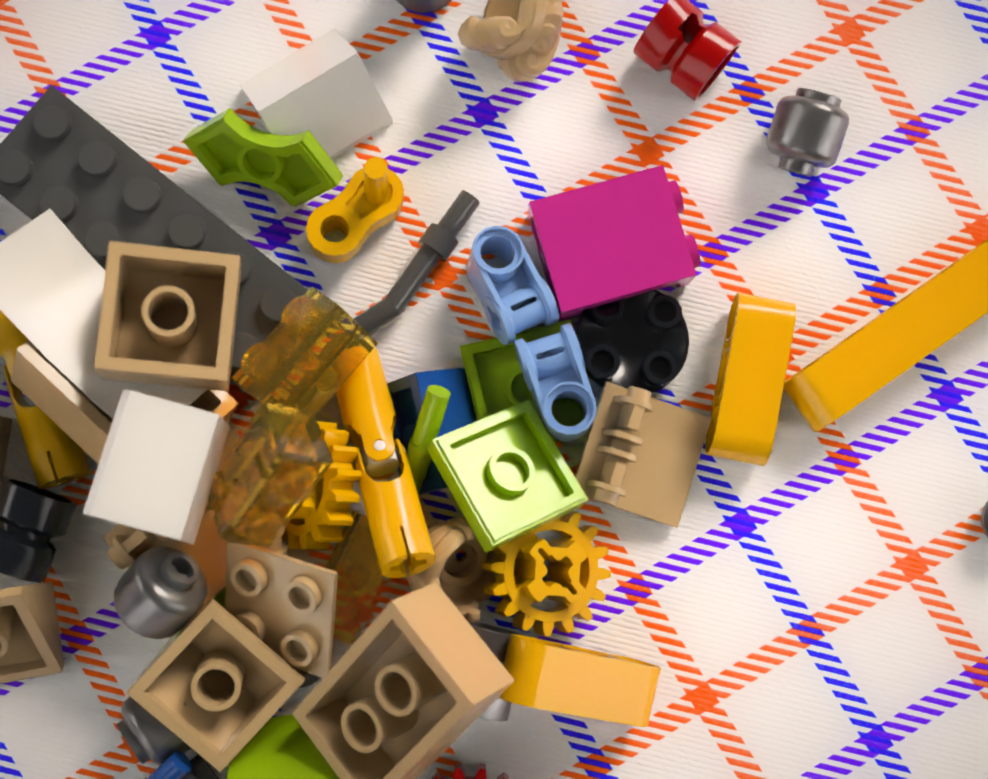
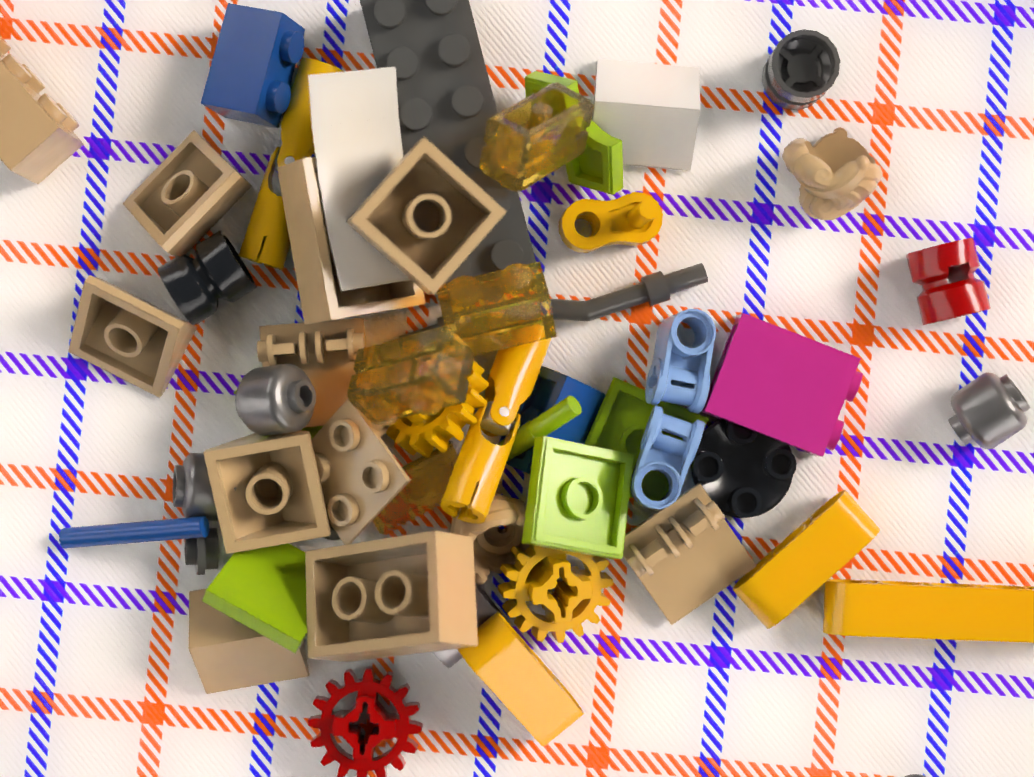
camera: 40 degrees right, 5 degrees up
(157, 466) = (341, 315): white slope -> none
(224, 178) = (536, 136): none -> clear yellow brick

